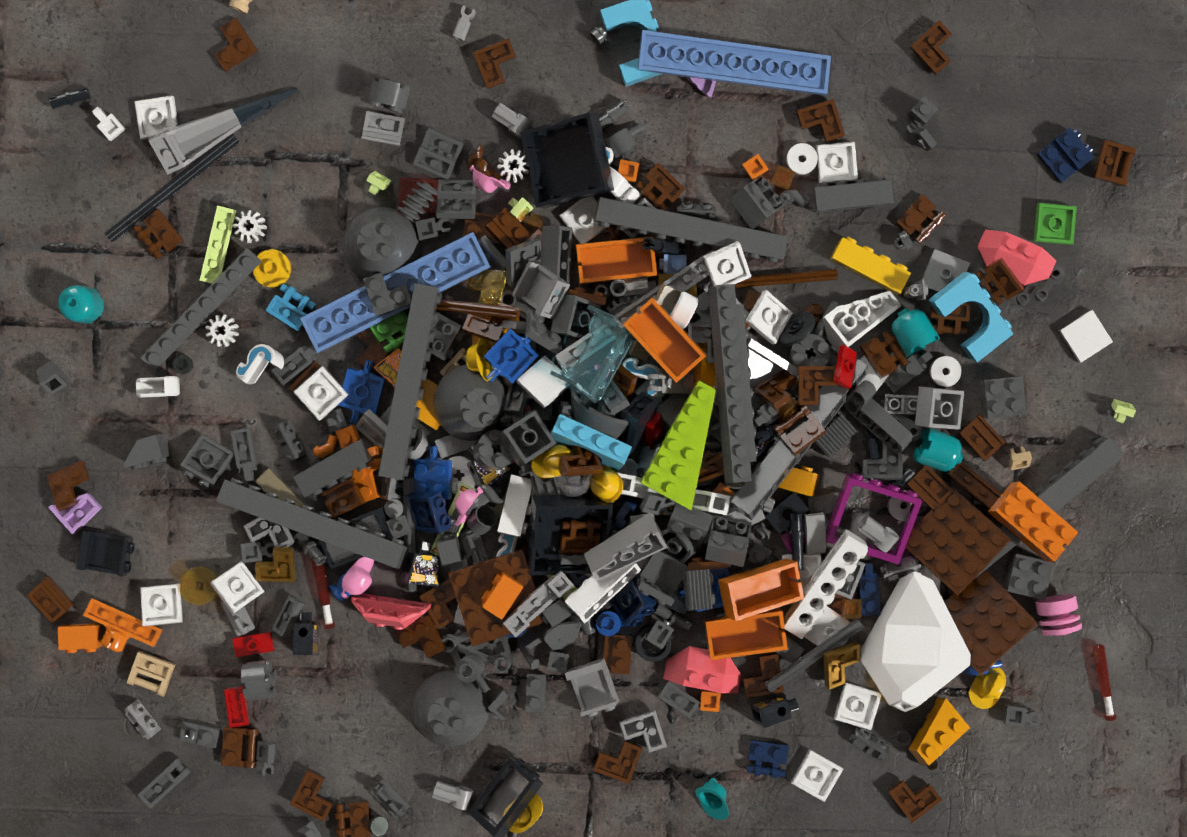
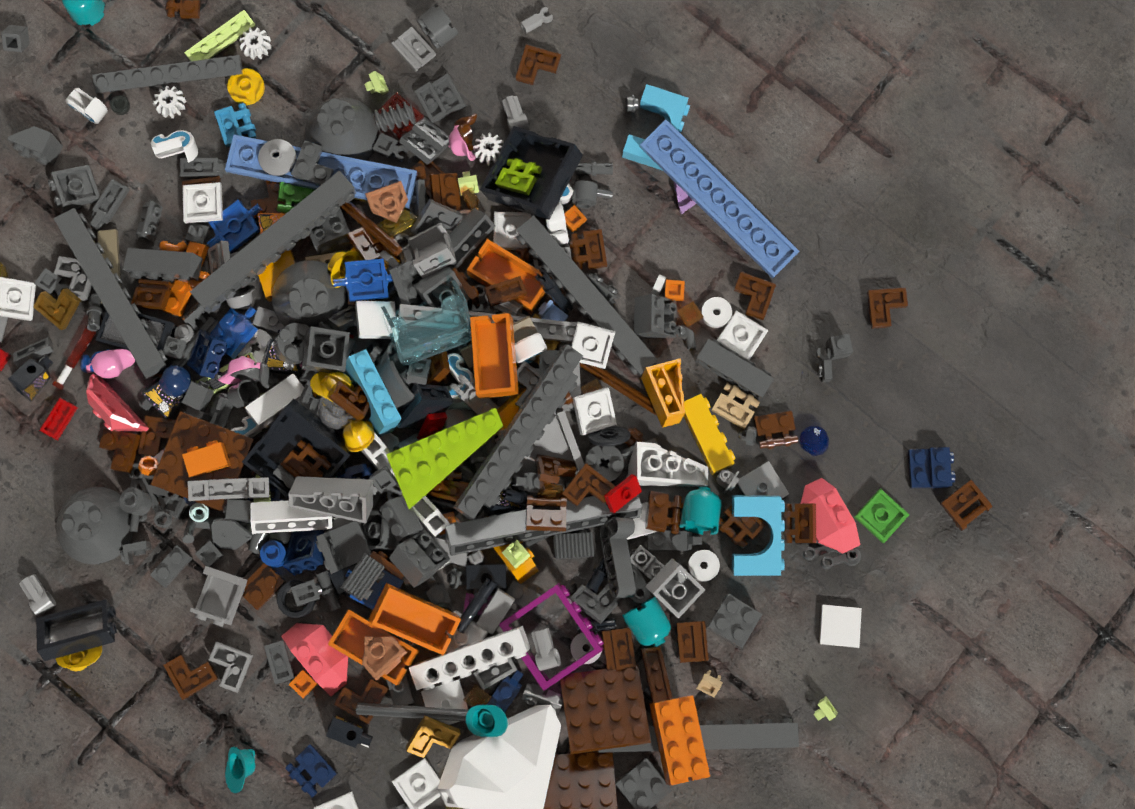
camera: 35 degrees right, 10 degrees down
(353, 651) = (58, 419): none -> red plate
(361, 309) = (280, 164): none -> light grey dish
(423, 553) = (175, 381): none -> dark blue hair
(456, 632) = (148, 465): none -> orange tile
(473, 277) = (388, 201): none -> nougat plate
(528, 640) = (196, 517): none -> light aqua plate
(560, 177) = (517, 181): none -> lime plate
(626, 277) = (505, 291): none -> reddish brown plate
(739, 172) = (658, 285): none -> white tile
(760, 636) = (381, 655): none -> nougat plate
(800, 479) = (516, 554): none -> yellowish green tile
(814, 257) = (665, 391): none -> light orange wedge
(875, 230) = (732, 410): none -> tan plate
(875, 621) = (486, 721): none -> teal piece
(957, 203) = (814, 440): none -> clear blue hair

